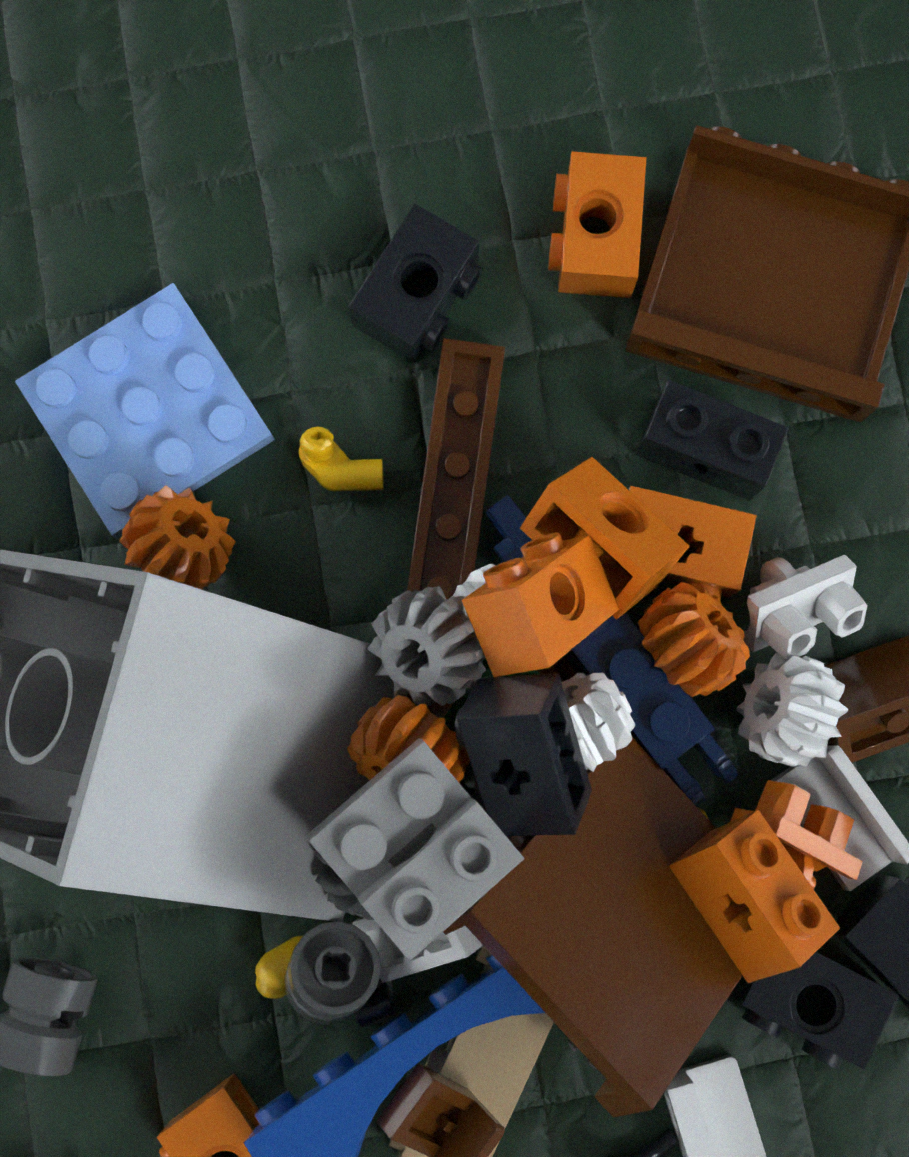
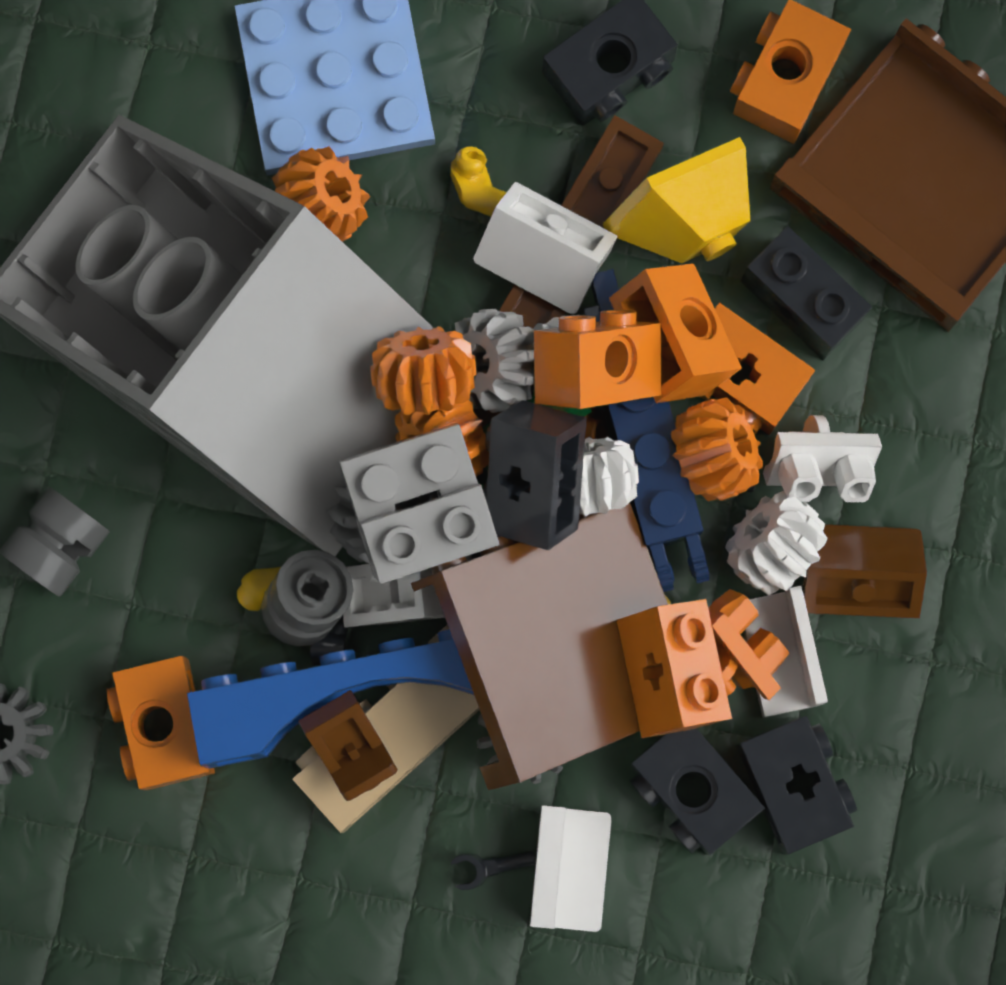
camera: 20 degrees right, 0 degrees up
(359, 694) = (423, 370): none -> orange gear
(428, 501) = (543, 247): none -> white panel
(559, 399) = (689, 206): none -> yellow slope

